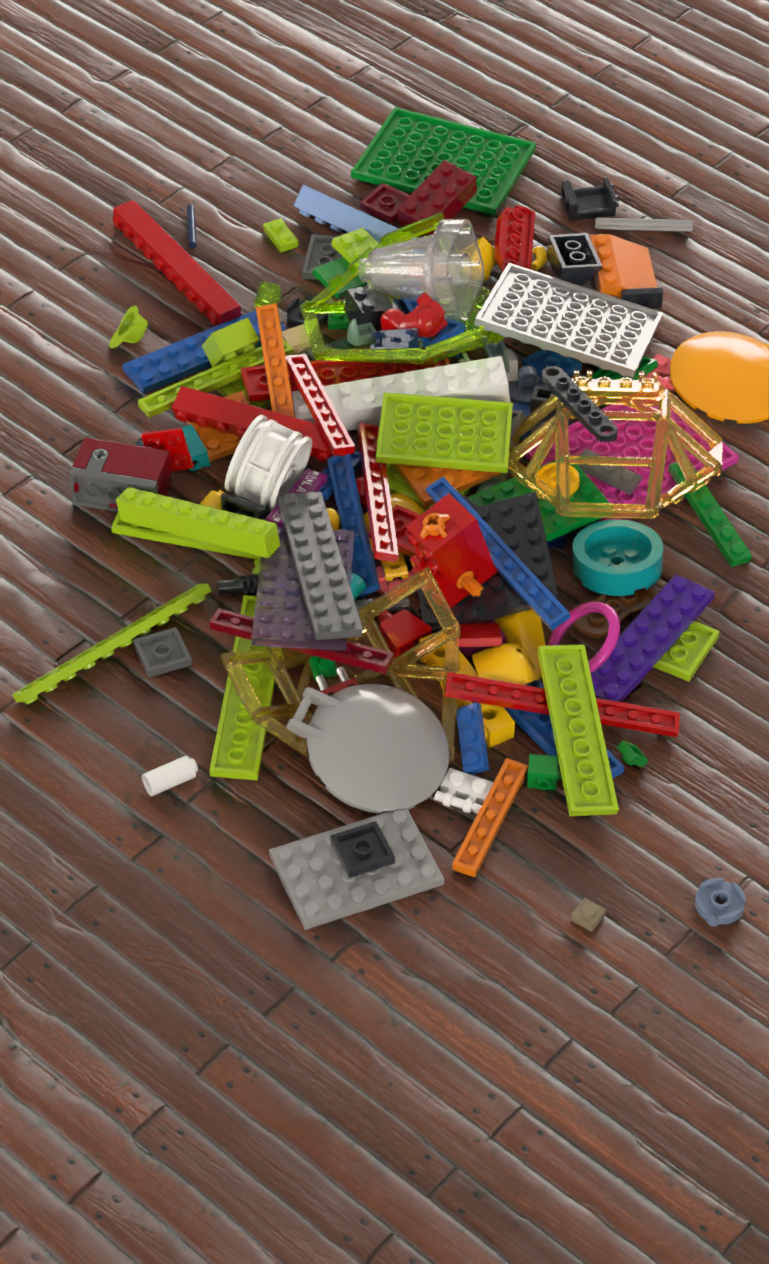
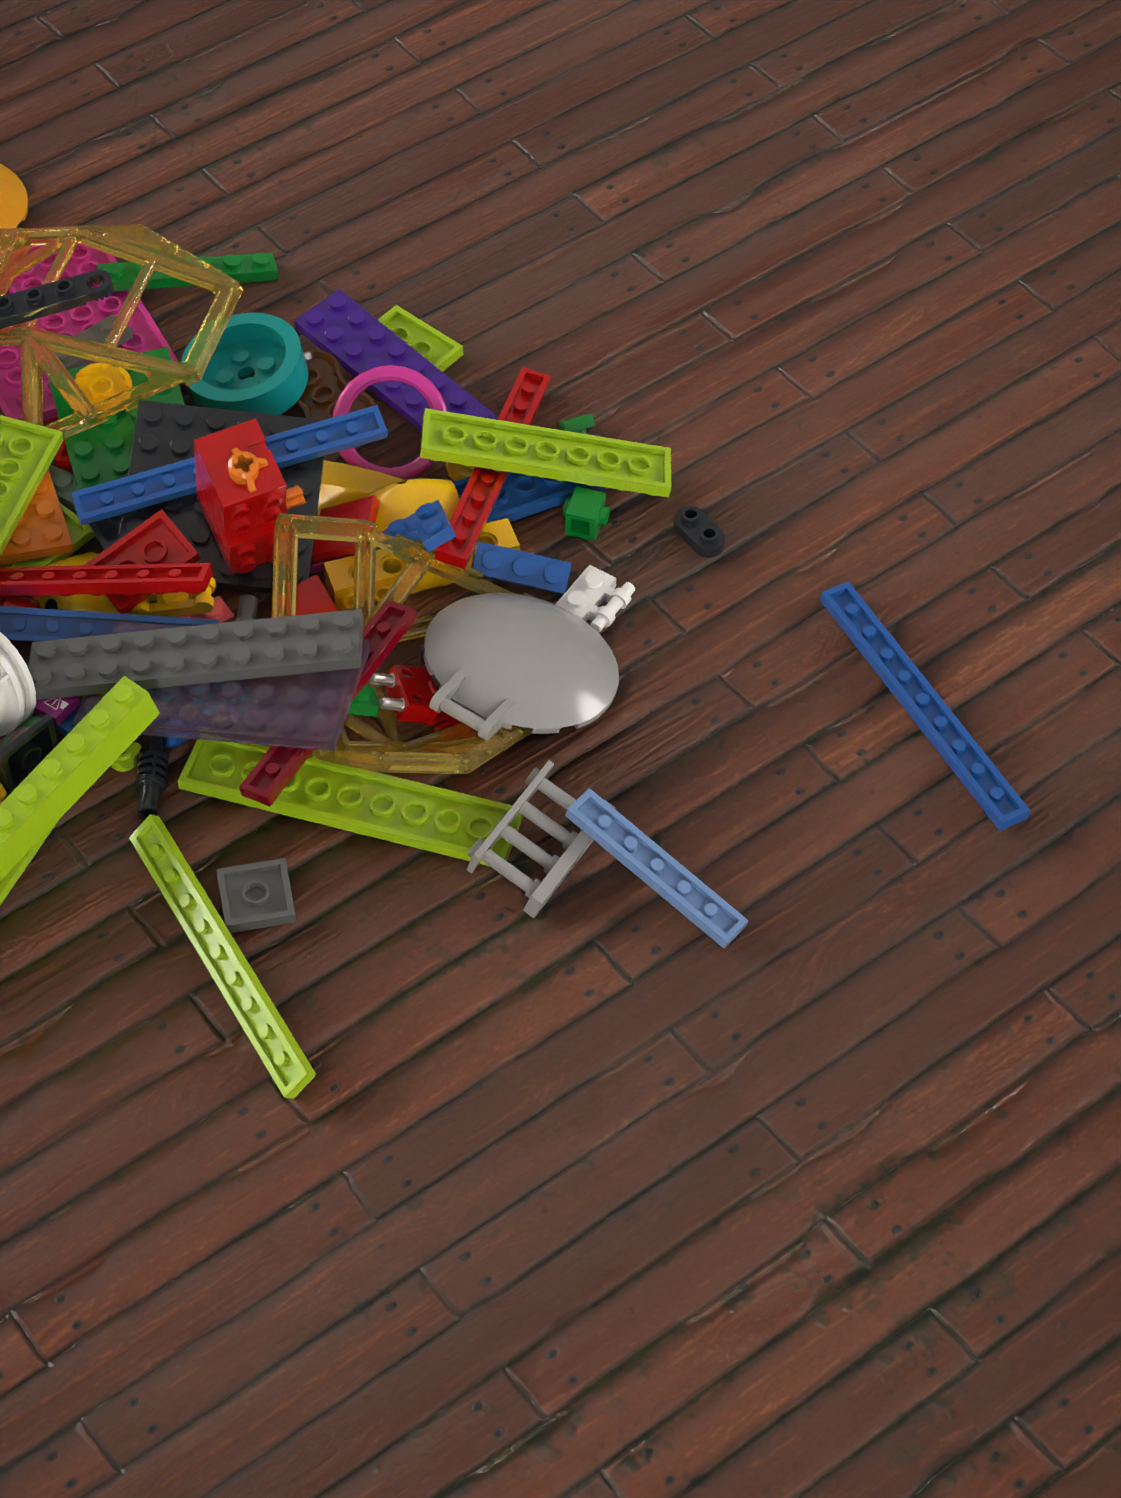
camera: 80 degrees left, 5 degrees up
(169, 775) = (499, 912): white brick -> none
(212, 849) = (656, 868): none -> medium blue plate
(230, 807) = (554, 866): none -> light grey fence
(326, 893) = (697, 732): light grey plate -> none
(362, 849) = (689, 705): black plate -> none
(408, 1001) = (925, 706): none -> blue plate
(472, 664) = (426, 524): none -> blue plate
(490, 817) = (647, 578): orange plate -> none
(554, 843) = (694, 529): none -> black plate
(588, 914) = (812, 515): dark tan plate -> none
(720, 913) = (808, 405): sand blue plate -> none

